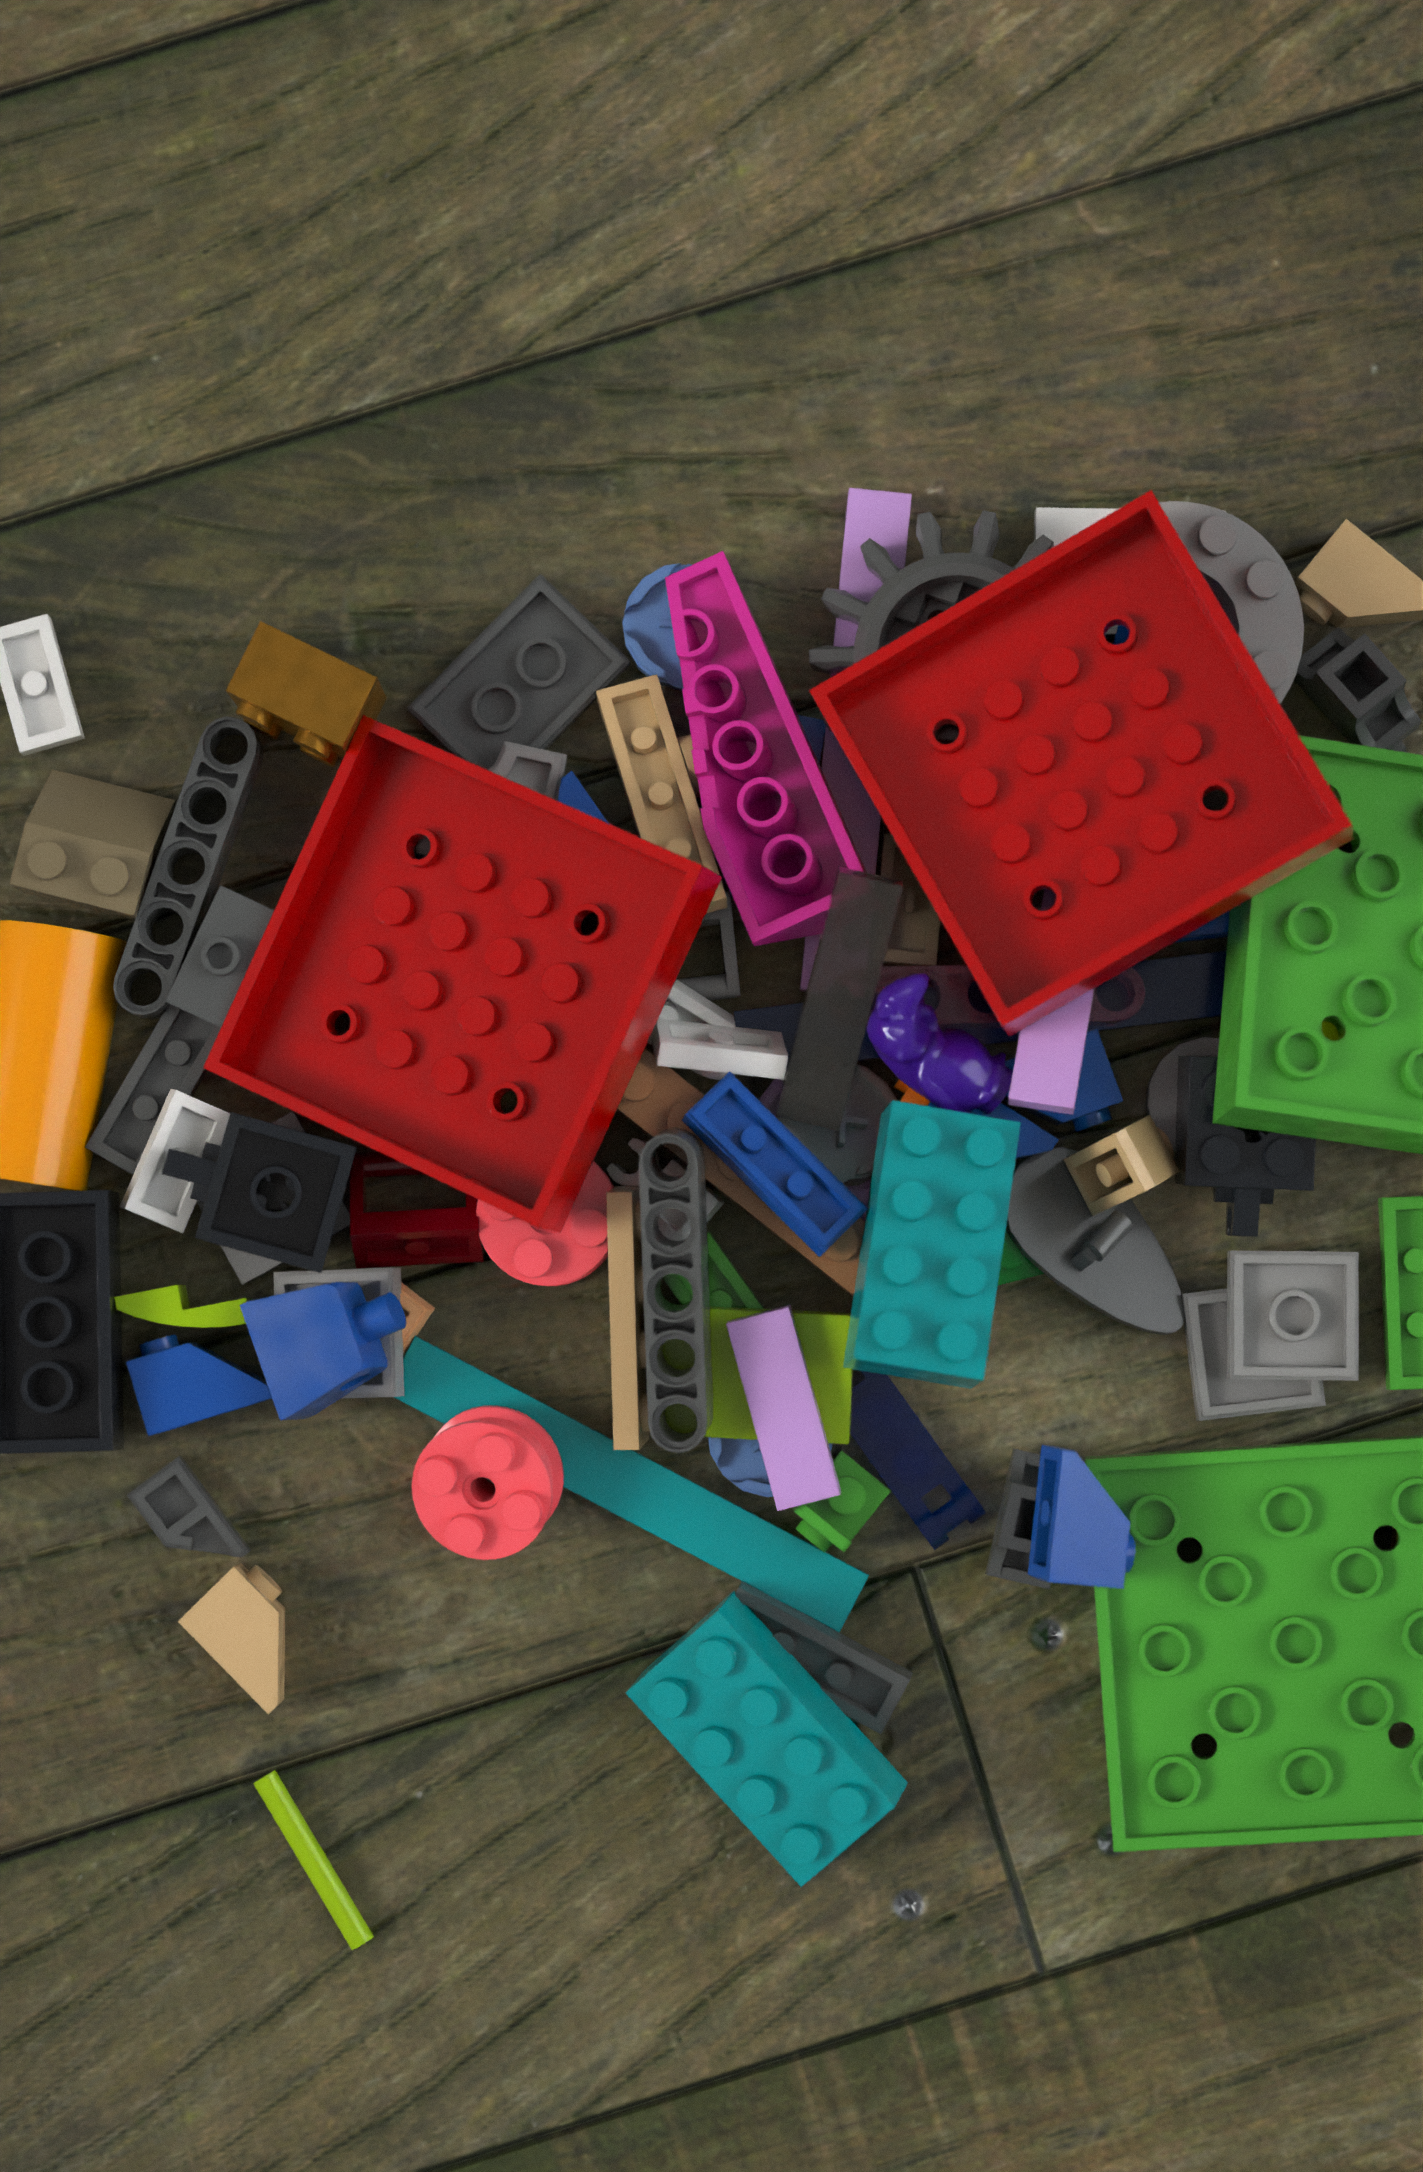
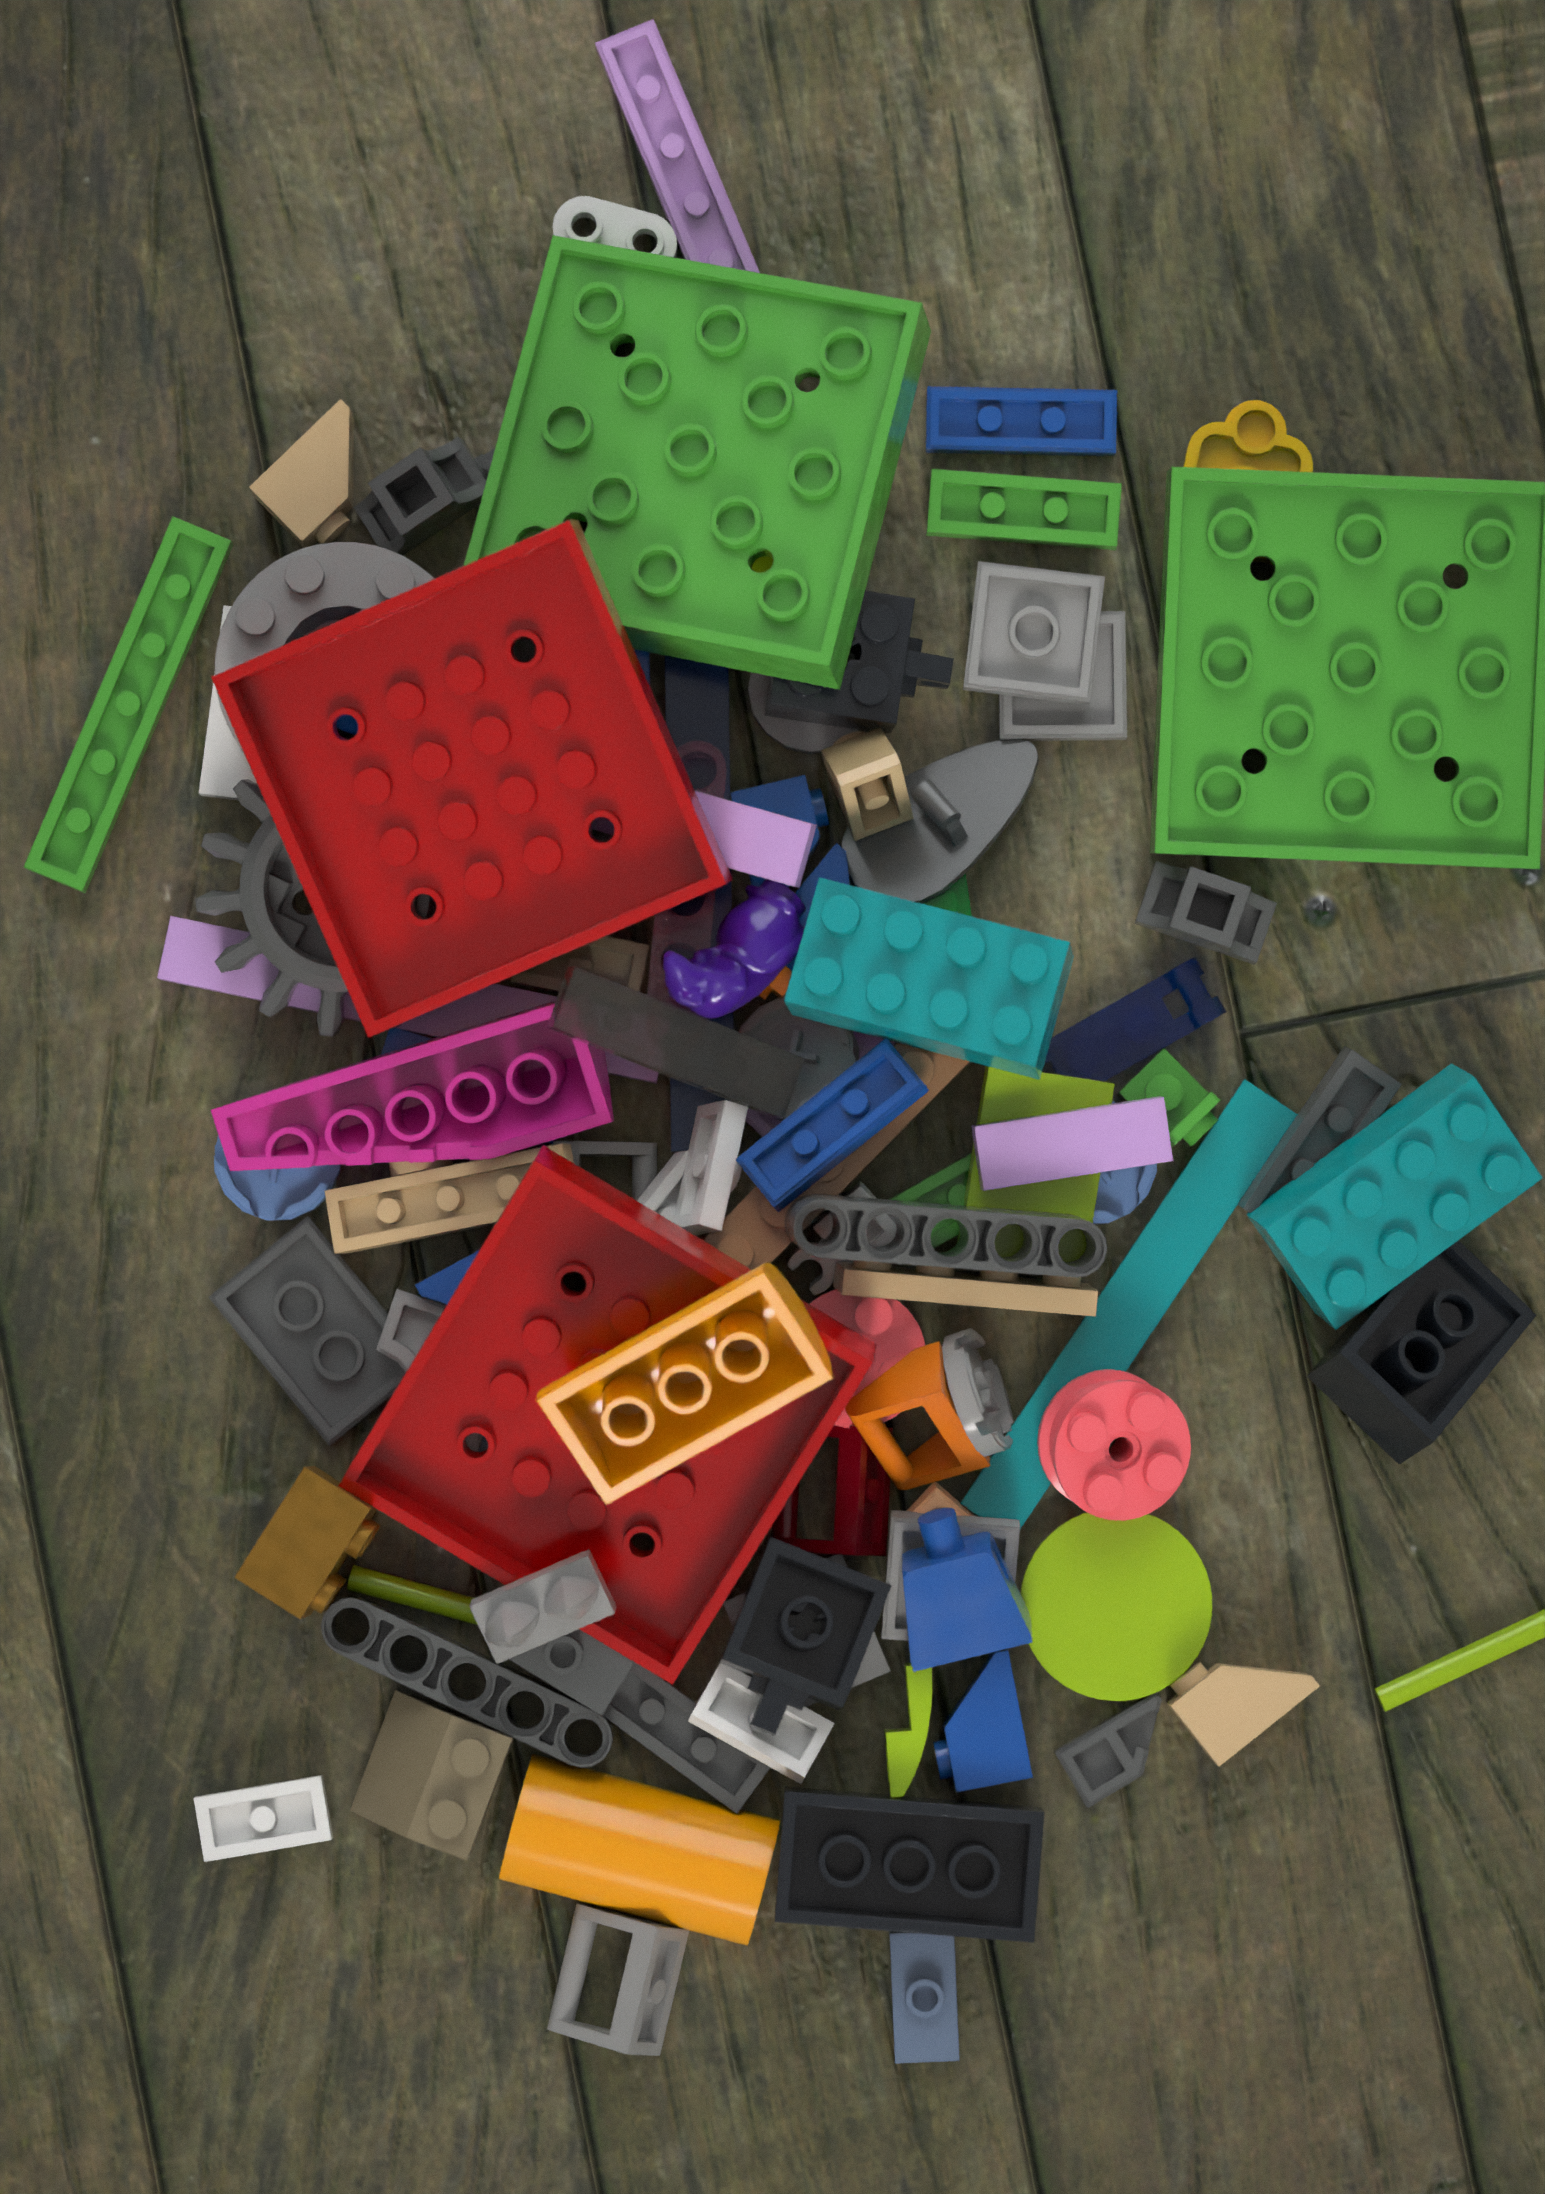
camera: 80 degrees left, 0 degrees up
(264, 929) = (543, 1606): none -> light grey tile
(268, 821) = (411, 1593): none -> lime bar
(329, 1503) = (1116, 1605): none -> lime tile
(497, 1043) = (688, 1382): none -> light orange brick
(524, 1339) = (977, 1392): none -> light grey tile
(528, 1292) = (908, 1384): none -> orange tile
(615, 1783) = (1422, 1351): none -> black slope
(1077, 1526) = (1220, 867): blue slope -> none
(1116, 429) = (128, 705): none -> bright green plate

